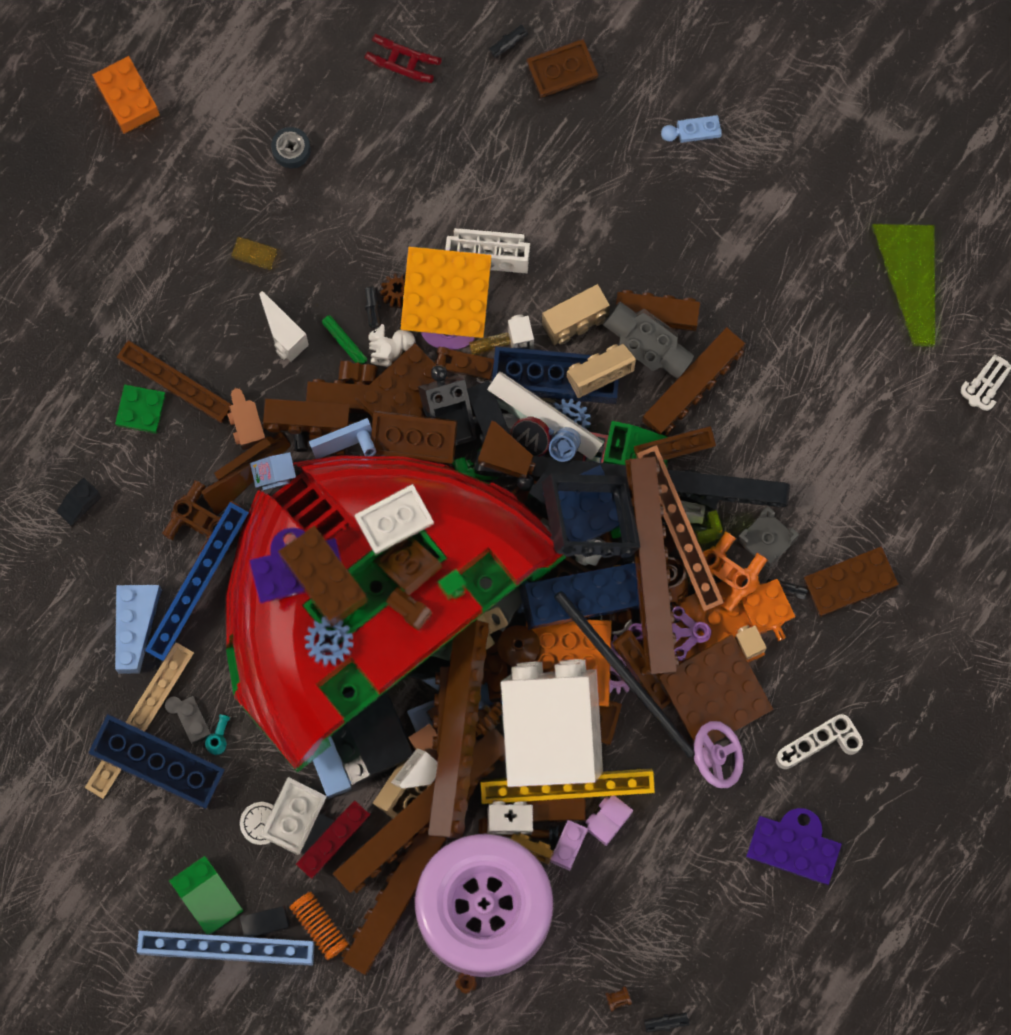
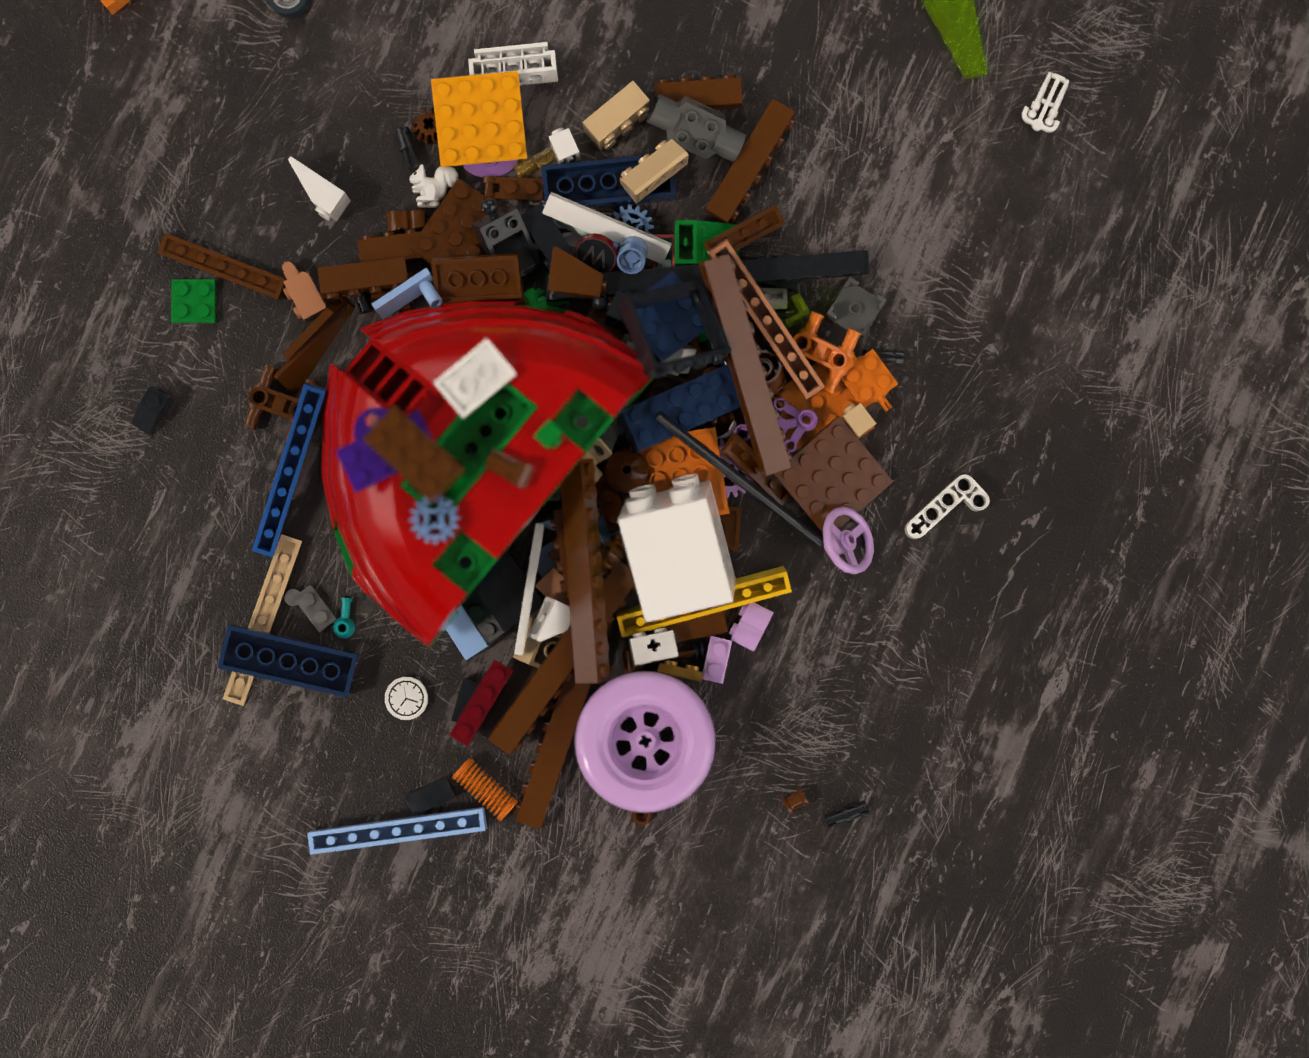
camera: 10 degrees left, 10 degrees up
(134, 619) = (234, 521): light blue wedge -> none
(206, 895) = (367, 781): green slope -> none
(254, 253) = (274, 115): clear yellow plate -> none
(273, 471) = (342, 342): light blue brick -> none
(293, 816) = (436, 685): white plate -> none
(343, 339) = (385, 188): green axle -> none
(402, 737) = (529, 589): none -> white tile
(408, 564) = (499, 422): reddish brown plate -> none
(795, 846) = (940, 615): dark purple plate -> none
(850, 581) = (946, 336): reddish brown plate -> none

